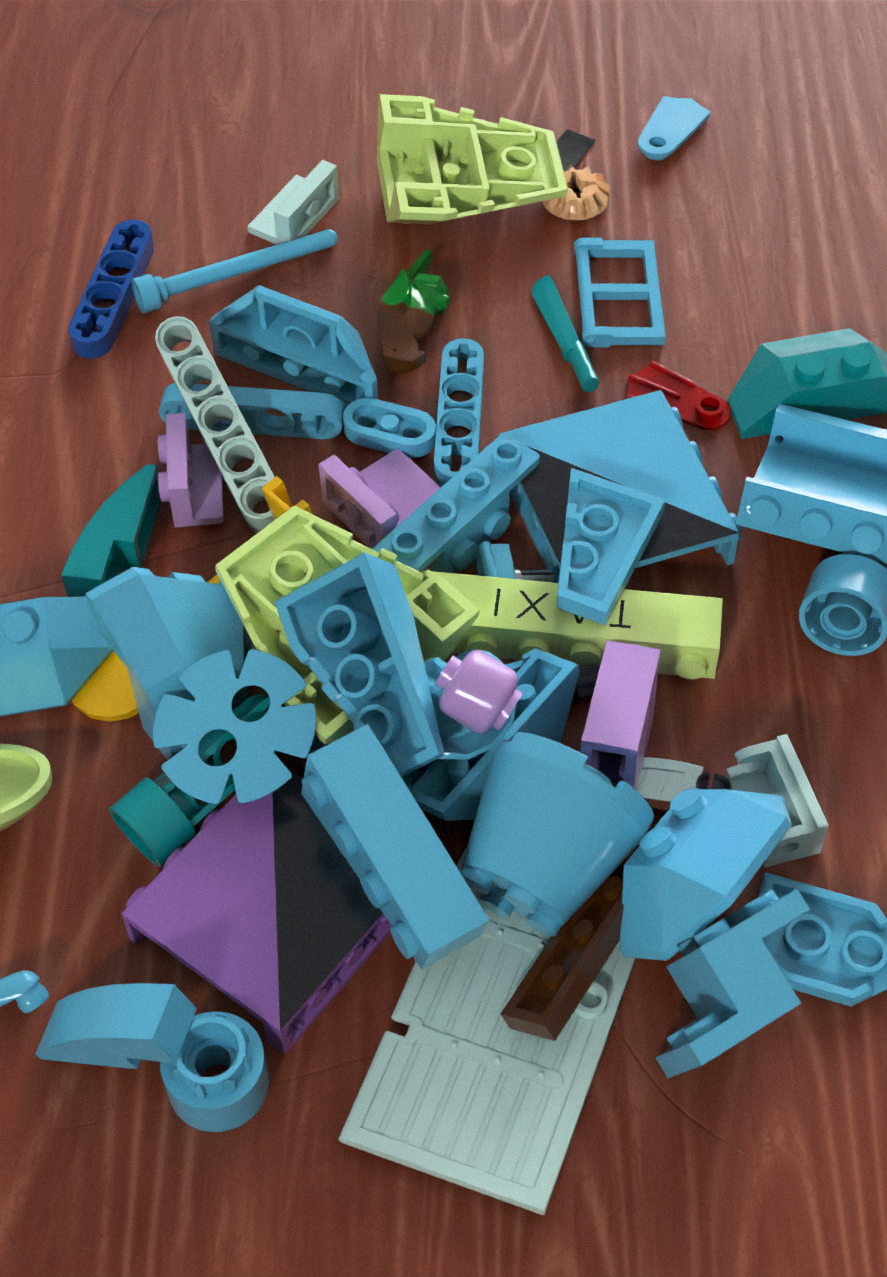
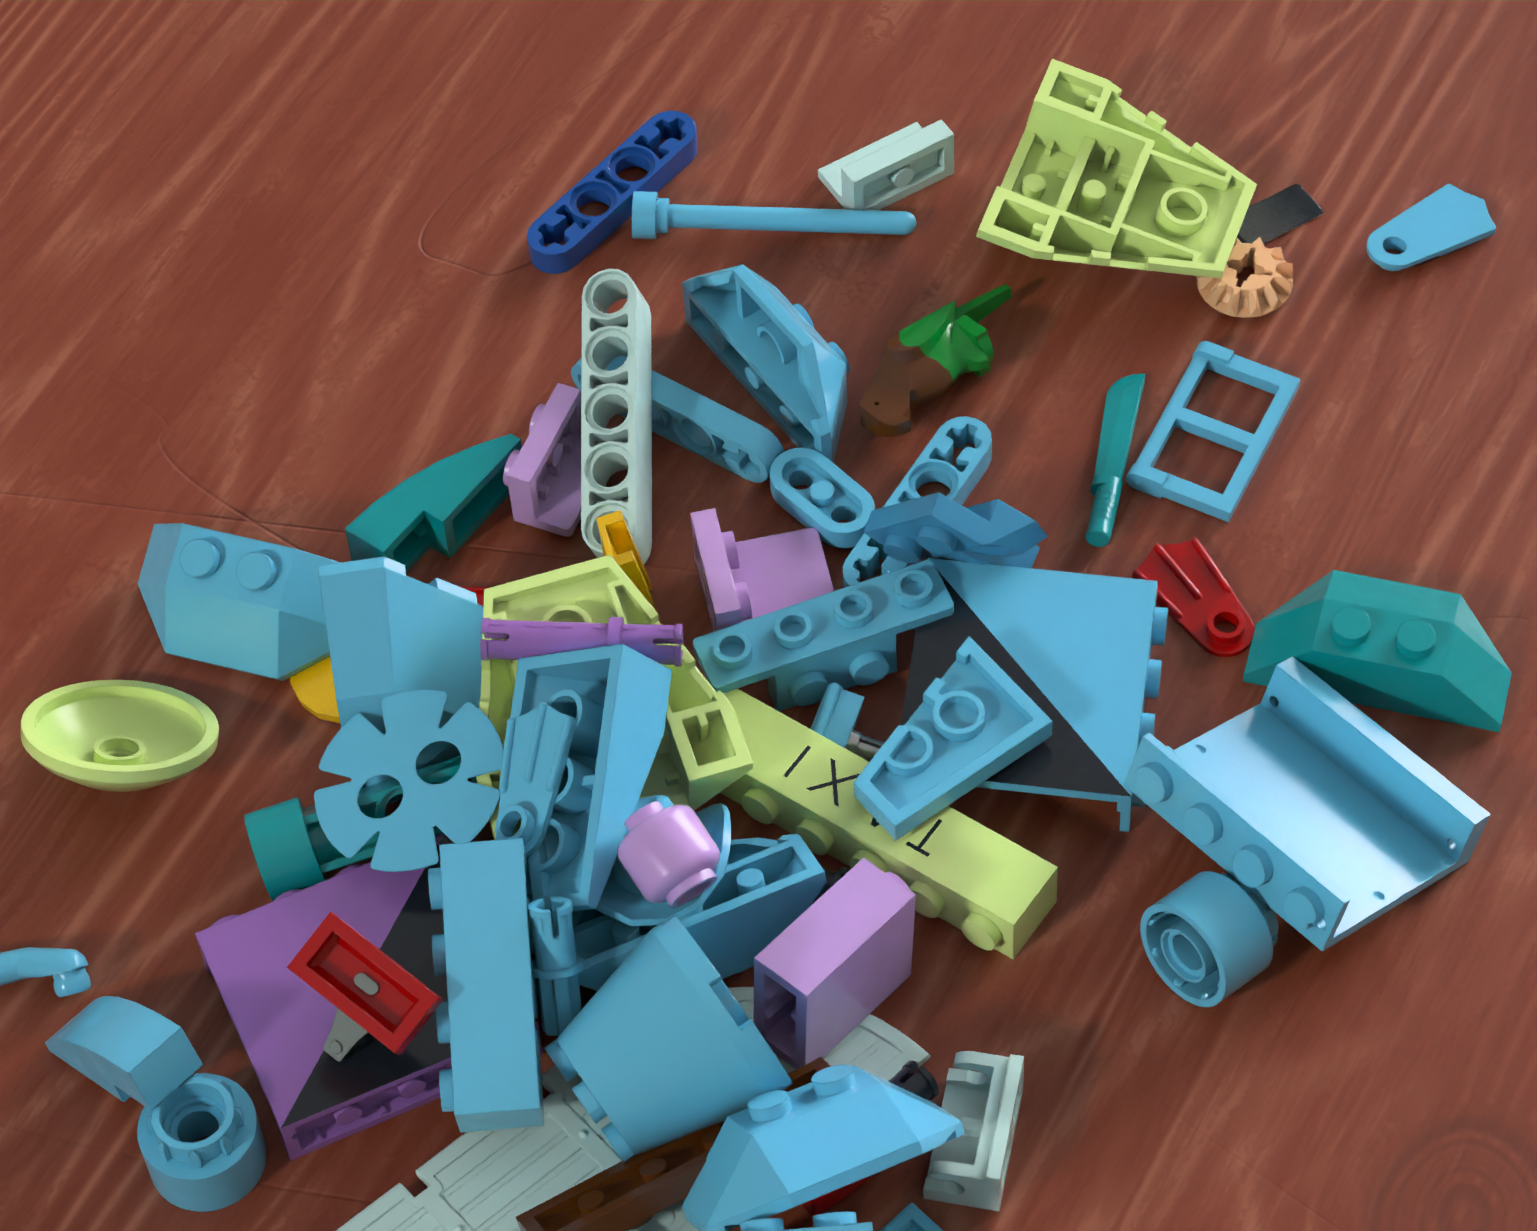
camera: 30 degrees right, 0 degrees up
(279, 582) = (549, 637): none -> medium lavender pin
(306, 890) = (365, 986): none -> red piece
(334, 676) = (532, 773): none -> medium azure piece
(437, 809) = (555, 963): none -> medium azure axle
(509, 406) = (948, 531): none -> dark azure plate

